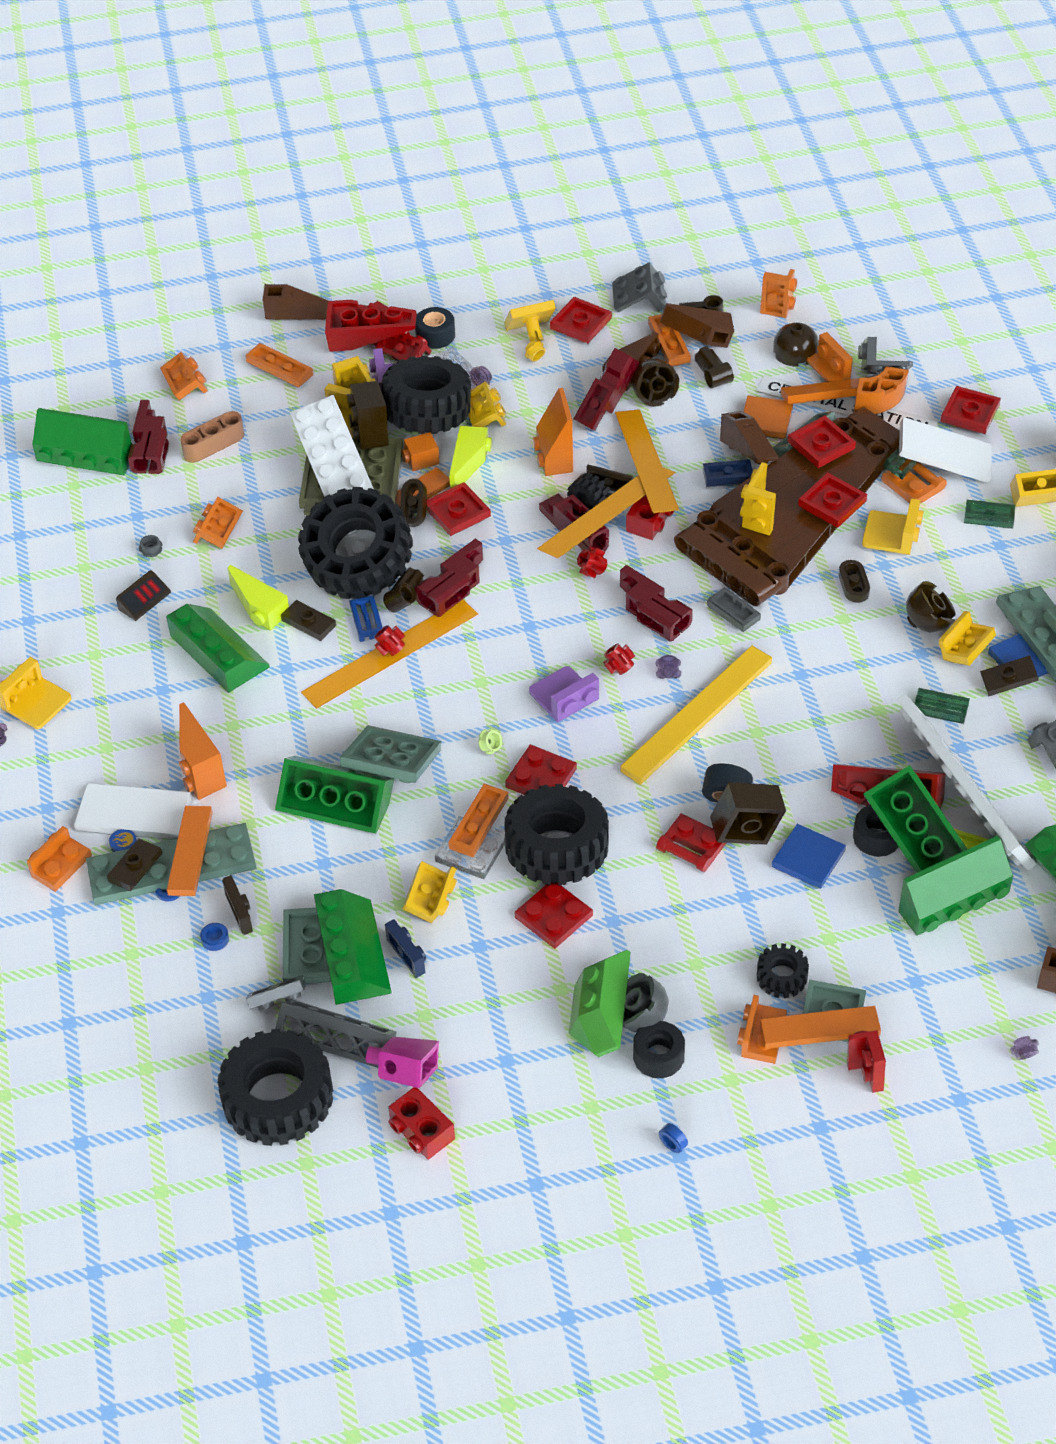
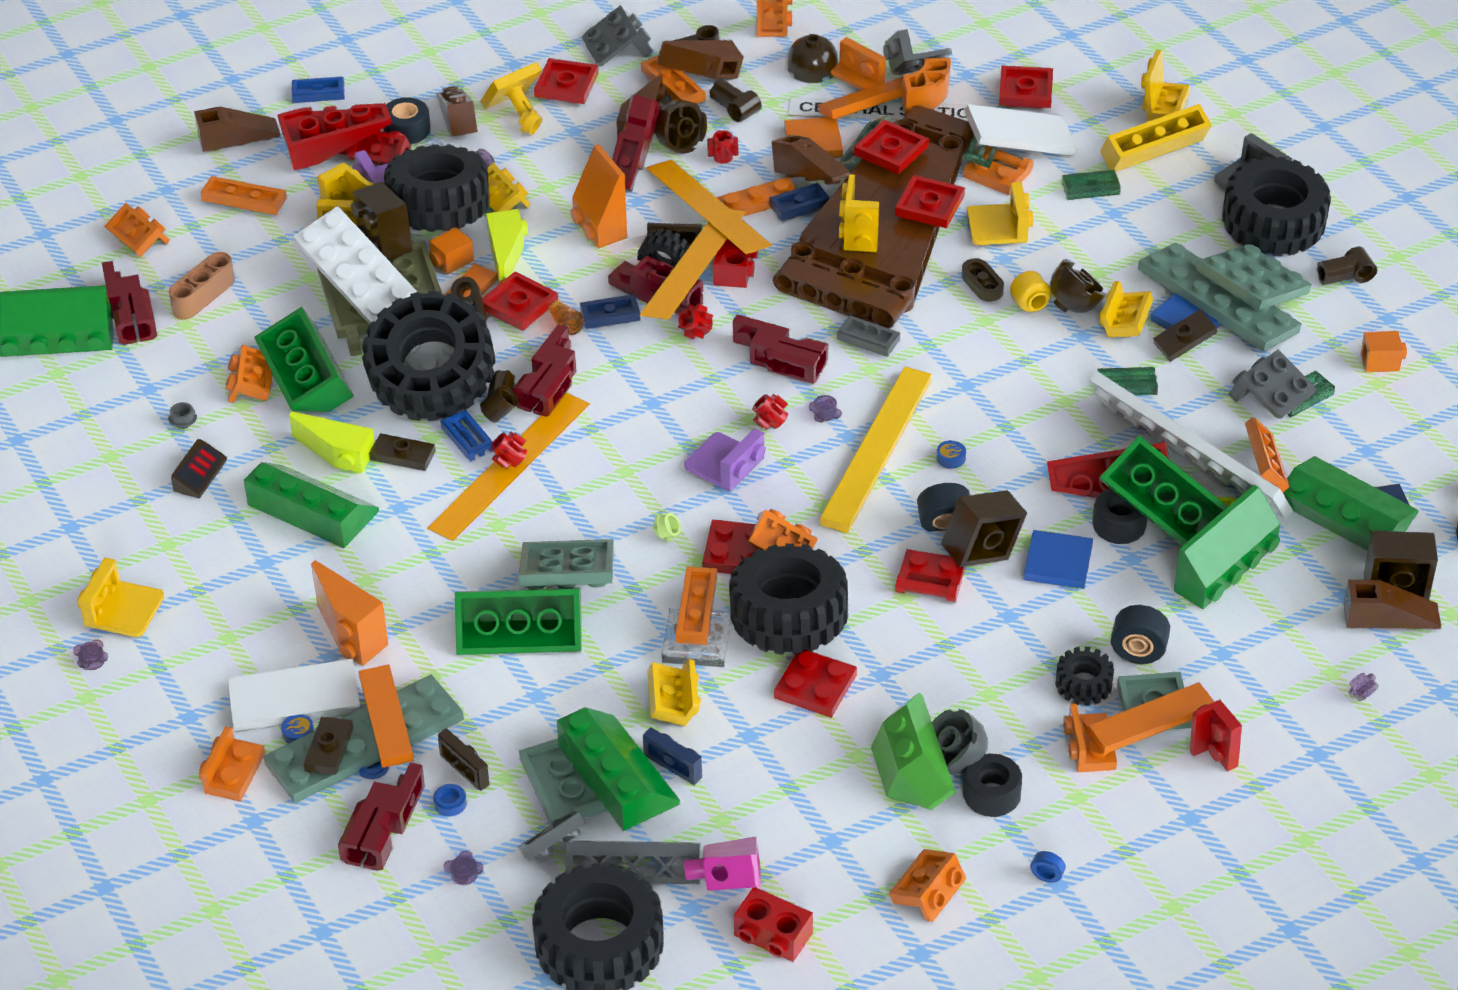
camera: 20 degrees left, 5 degrees down
(151, 935) = (378, 816): none -> dark red plate
(198, 1006) = (464, 875): none -> clear purple plate
(260, 525) = (303, 364): none -> green slope
(379, 284) = (318, 89): none -> blue tile
(479, 328) = (457, 111): none -> reddish brown slope
(489, 533) = (566, 316): none -> clear orange cone
(525, 535) = (610, 311): none -> dark blue plate
(567, 1123) = (929, 882): none -> orange bracket
(571, 771) = (774, 530): none -> orange bracket
(684, 408) = (722, 146): none -> red gear
(692, 461) = (756, 197): none -> orange plate
(758, 735) = (951, 454): none -> blue tile
(844, 946) = (1140, 634): none -> black wheel
(889, 602) = (1030, 291): none -> yellow head
(1028, 808) = (1266, 454): none -> orange tile

